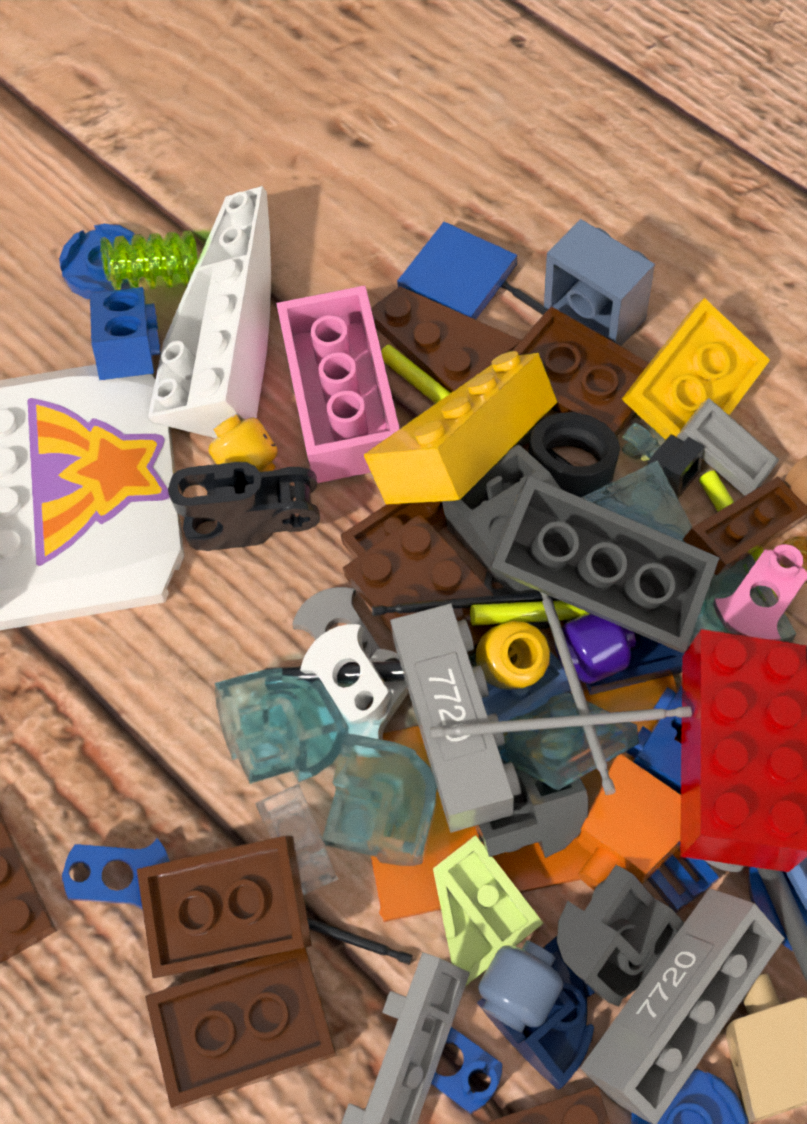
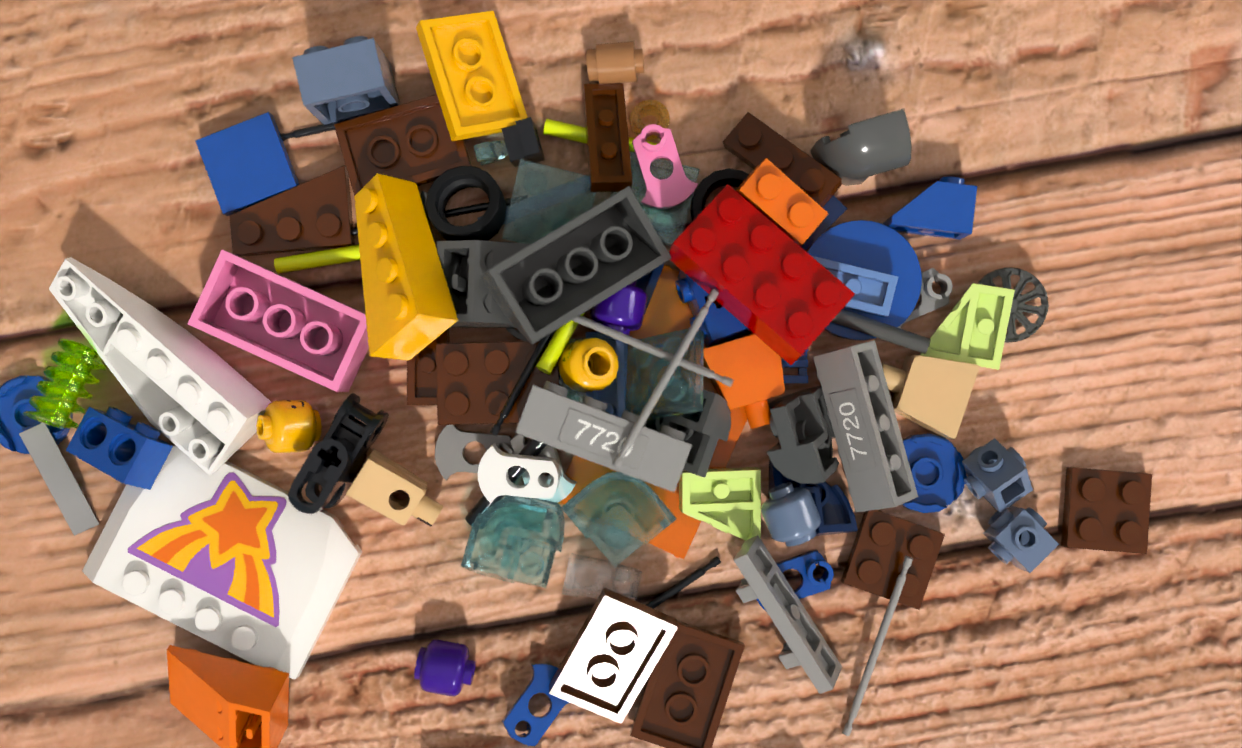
camera: 55 degrees left, 25 degrees up
(58, 316) = (59, 478): none -> light grey sticker
(96, 751) = (444, 667): none -> dark purple head
(246, 572) = (379, 480): none -> tan torso
(729, 447) = (538, 97): light grey tile -> none

